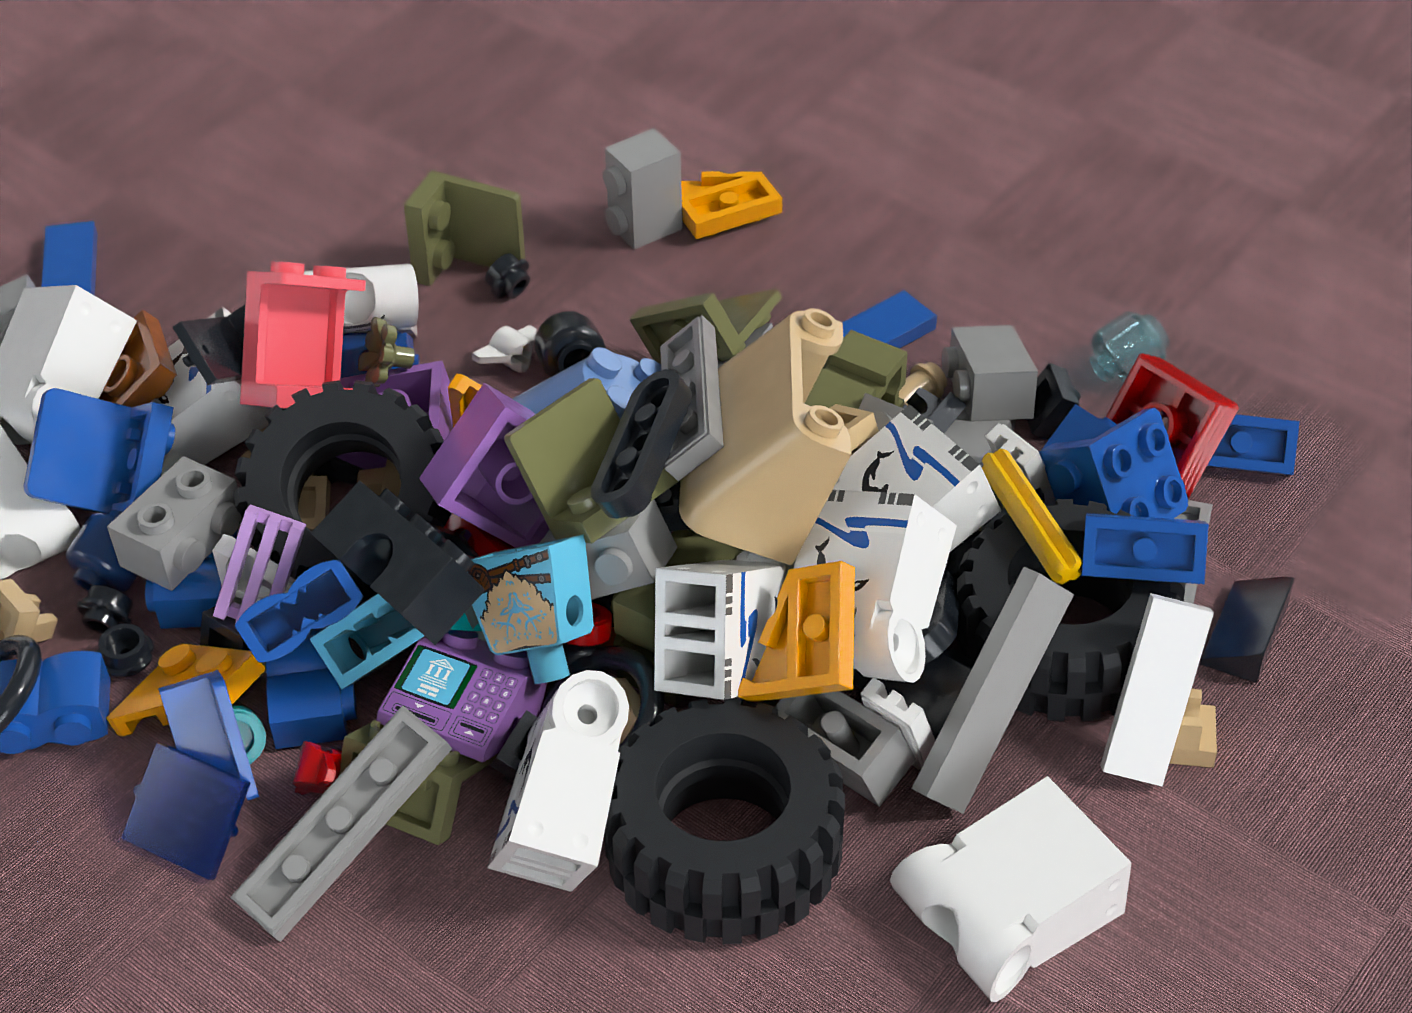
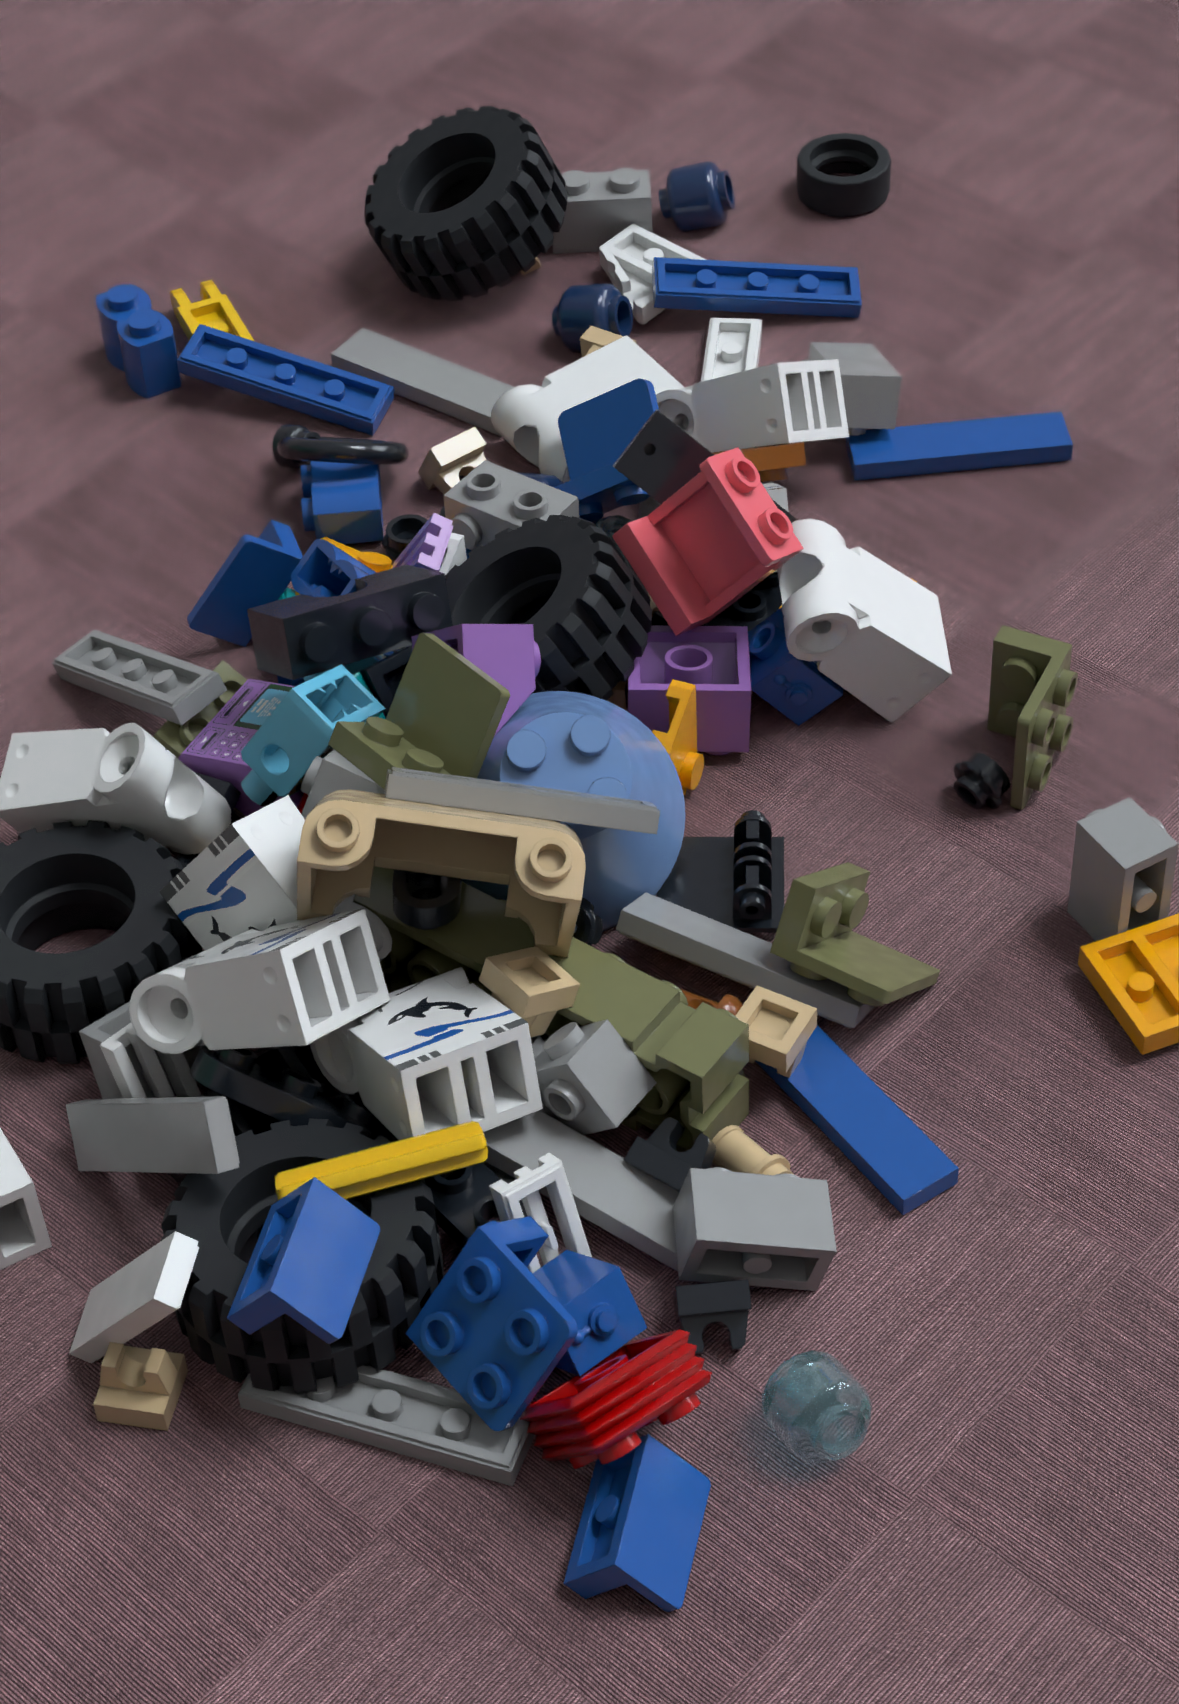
camera: 95 degrees right, 0 degrees up
(185, 811) = (183, 593): clear blue piece -> none
(316, 768) = (207, 653): red piece -> none
(383, 352) = (743, 632): olive plant -> none
(509, 348) = (849, 789): white piece -> none
(565, 341) = (831, 830): black head -> none
(641, 445) = (409, 741): black plate -> none
(807, 636) = (164, 939): light orange wing -> none
(1248, 626) = (292, 1482): black slope -> none

